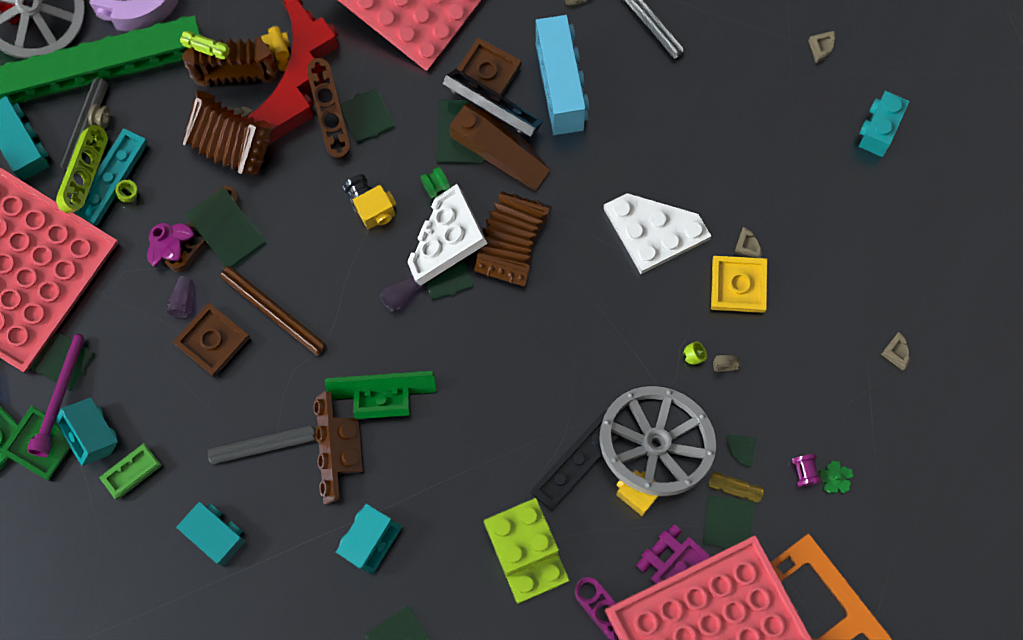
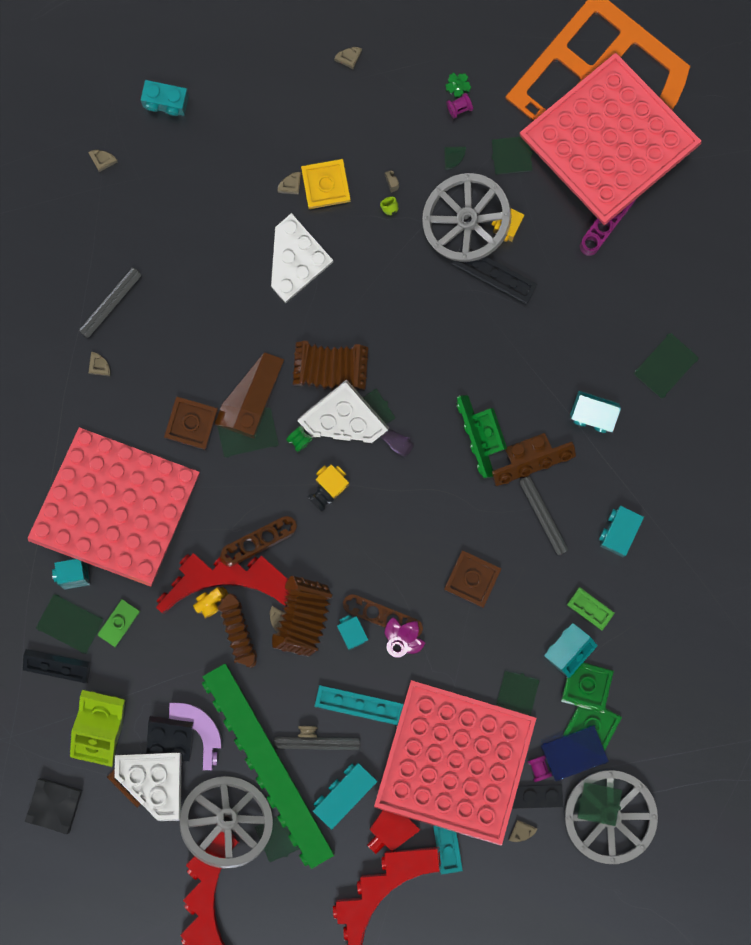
camera: 110 degrees left, 10 degrees up
(40, 445) = (590, 680): magenta piece -> none
(78, 166) = (335, 727): lime beam -> none
(130, 187) = (363, 685): lime hinge -> none
(181, 298) = (445, 614): clear purple cone -> none
(188, 183) = (352, 632): none -> teal brick
(205, 45) = (238, 647): lime axle -> none
(225, 227) = (378, 596): clear green piece -> none
(273, 310) = (435, 539): reddish brown axle -> none
(366, 115) = (251, 512): clear green piece -> none
(487, 99) = (222, 407): black plate -> none
(526, 550) = (574, 293): lime bracket -> none
(561, 74) = (185, 359): medium azure brick -> none
(683, 558) = (549, 181): magenta plate -> none
(736, 486) = (484, 154): clear yellow axle -> none

